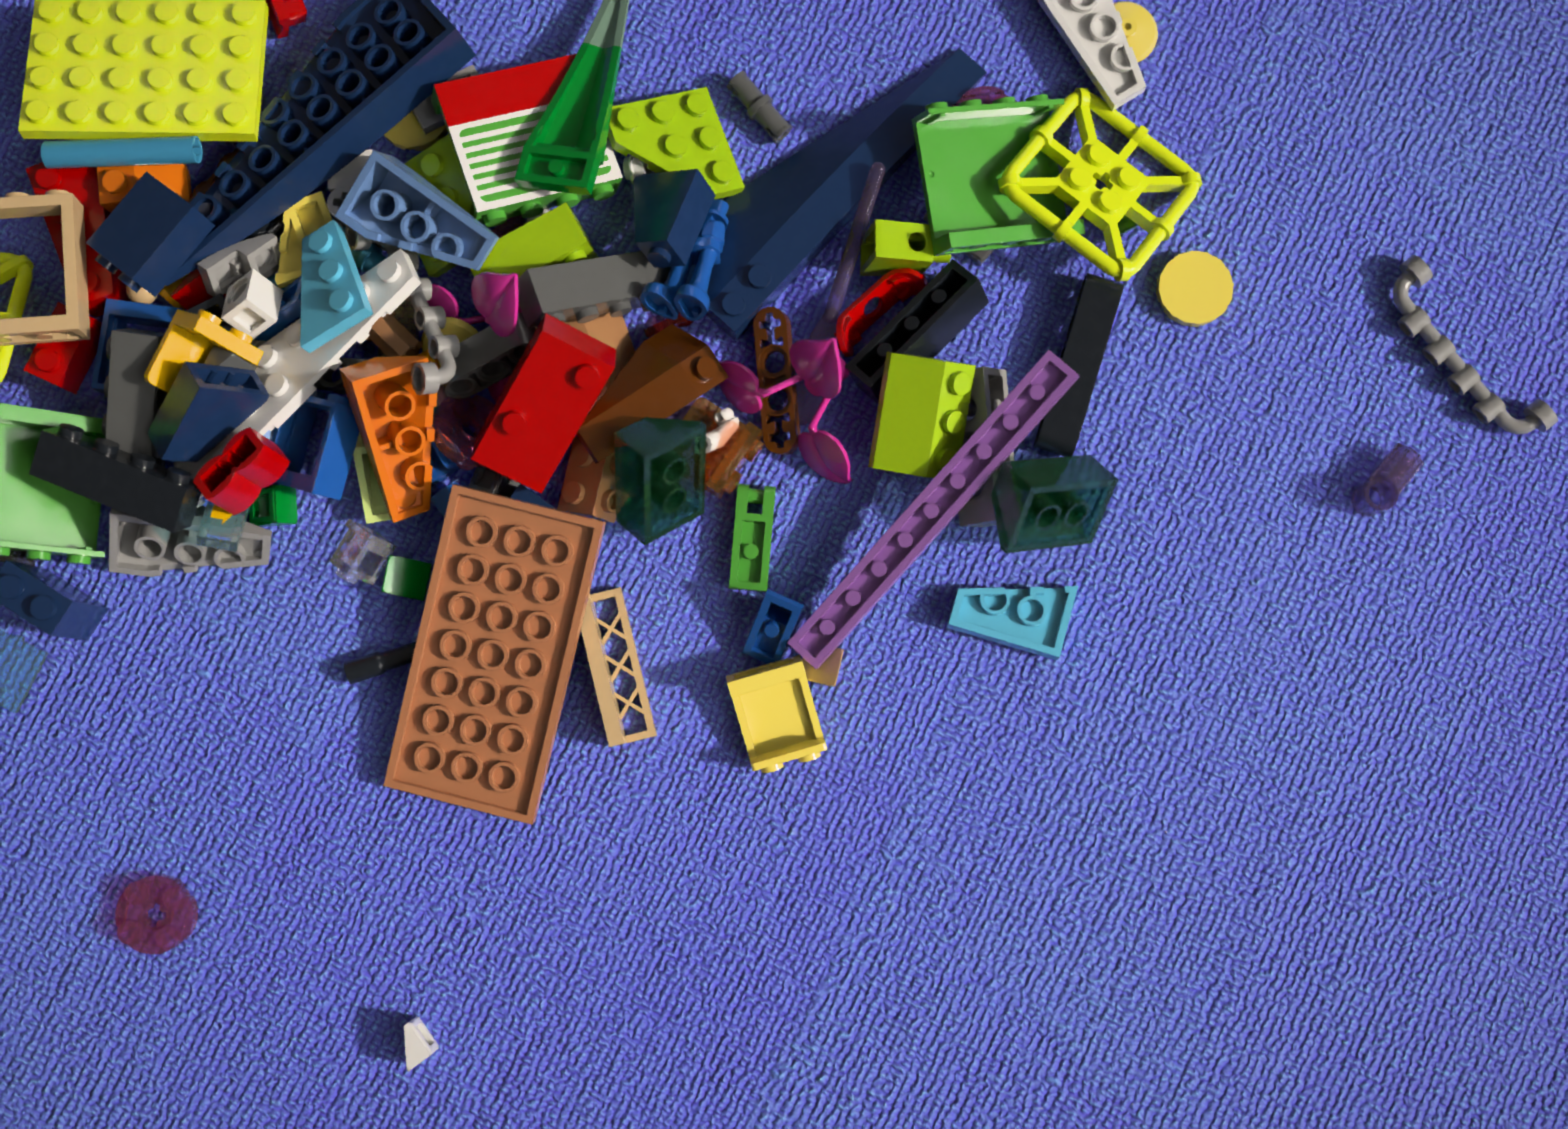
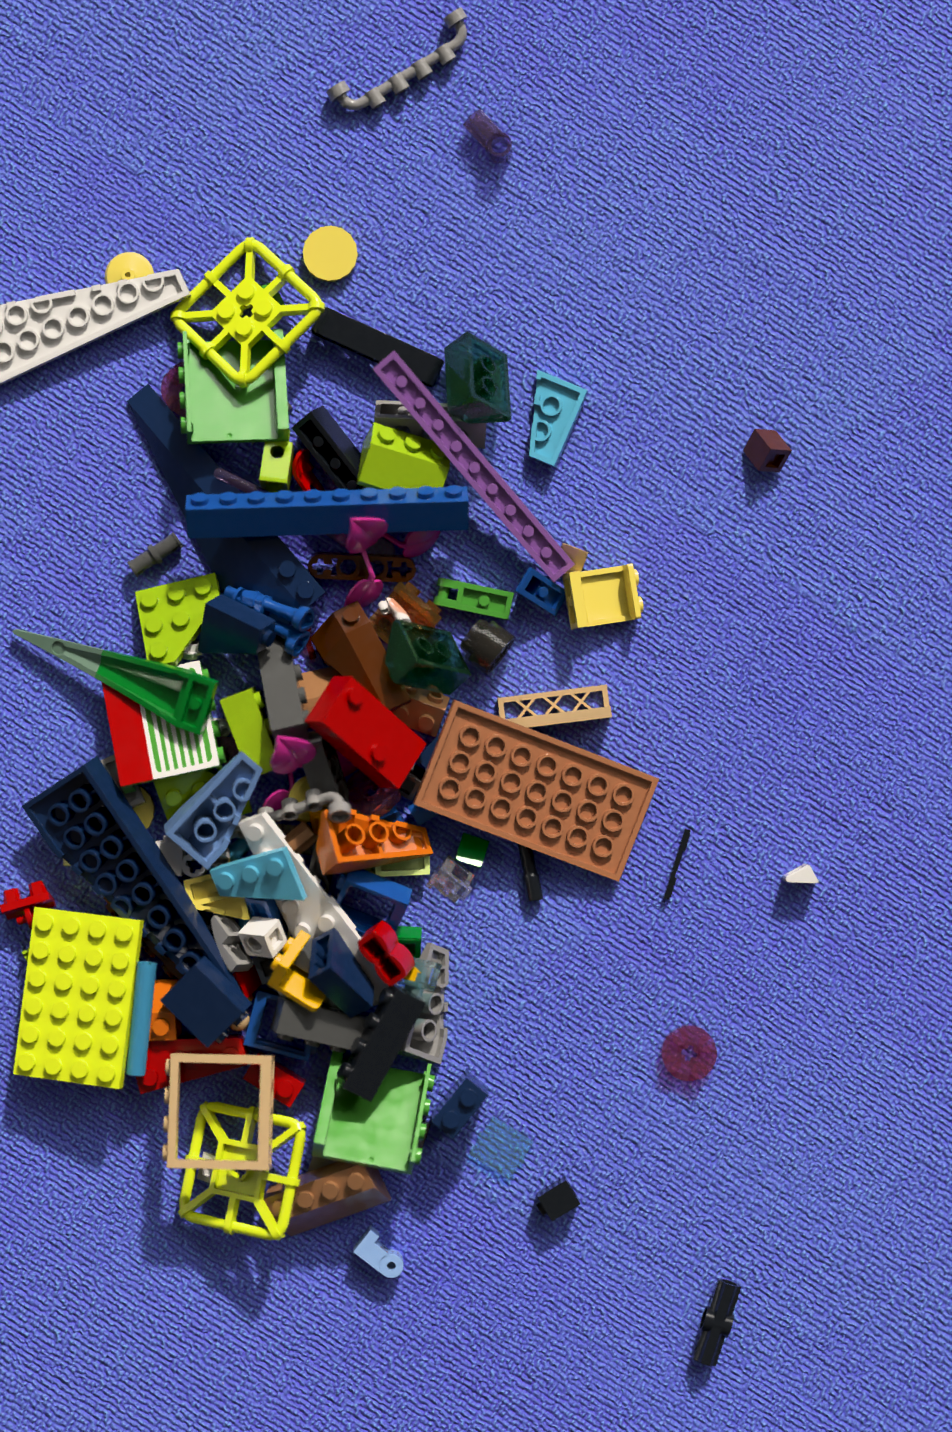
camera: 80 degrees left, 5 degrees up
(441, 869) = (672, 879): none -> black piece
(689, 562) = (486, 645): none -> clear smoke piece
(843, 311) = (325, 511): none -> blue brick
(1009, 920) = (767, 450): none -> panel

